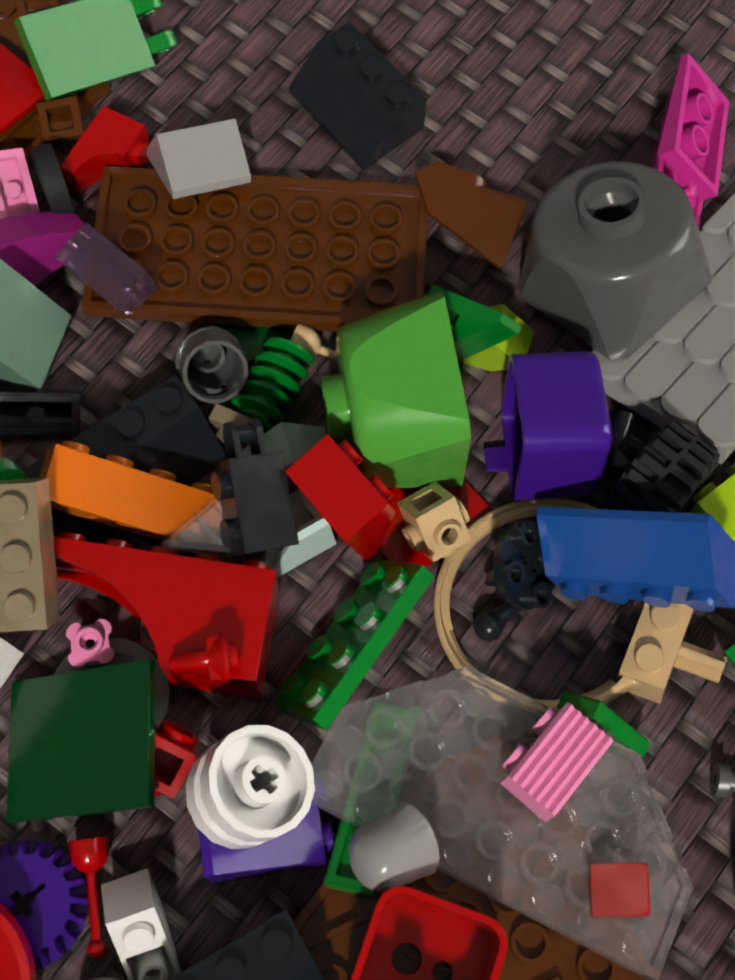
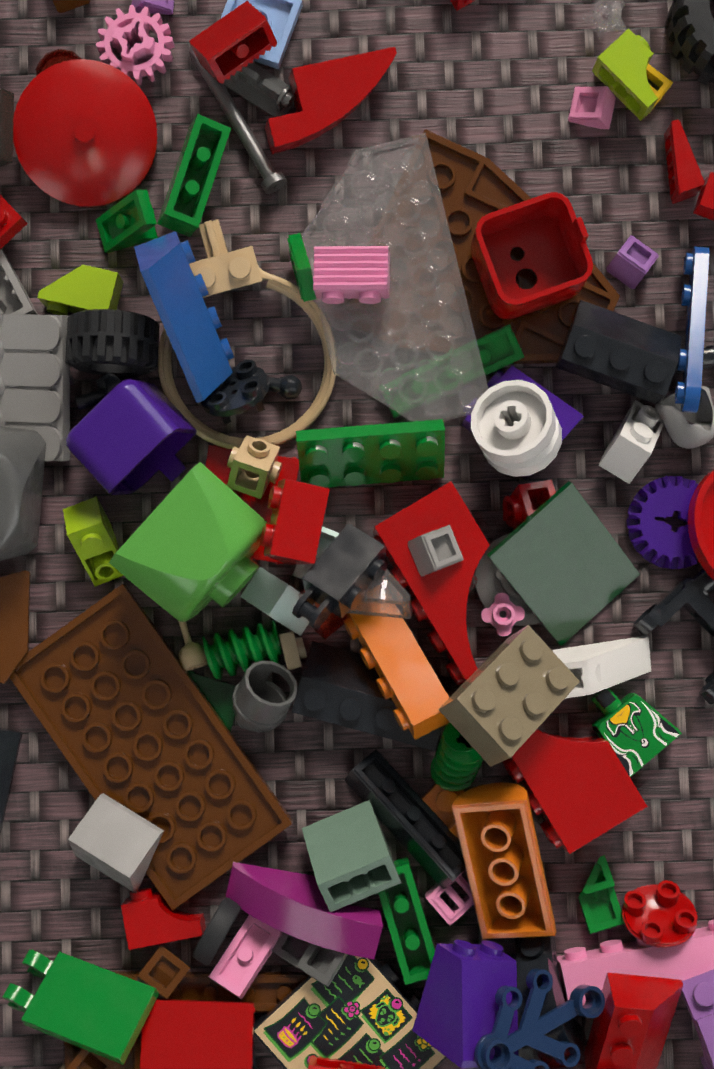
camera: 130 degrees left, 15 degrees up
(89, 857) = (618, 508): red hinge -> none
(107, 270) = (256, 825): hinge -> none
(199, 606) = (435, 550): none -> light grey slope
(217, 657) = (460, 508): red plate -> none
(394, 849) = (480, 324): light grey hair -> none
(475, 324) = (97, 537): green slope -> none
(619, 890) = (395, 185): red slope -> none

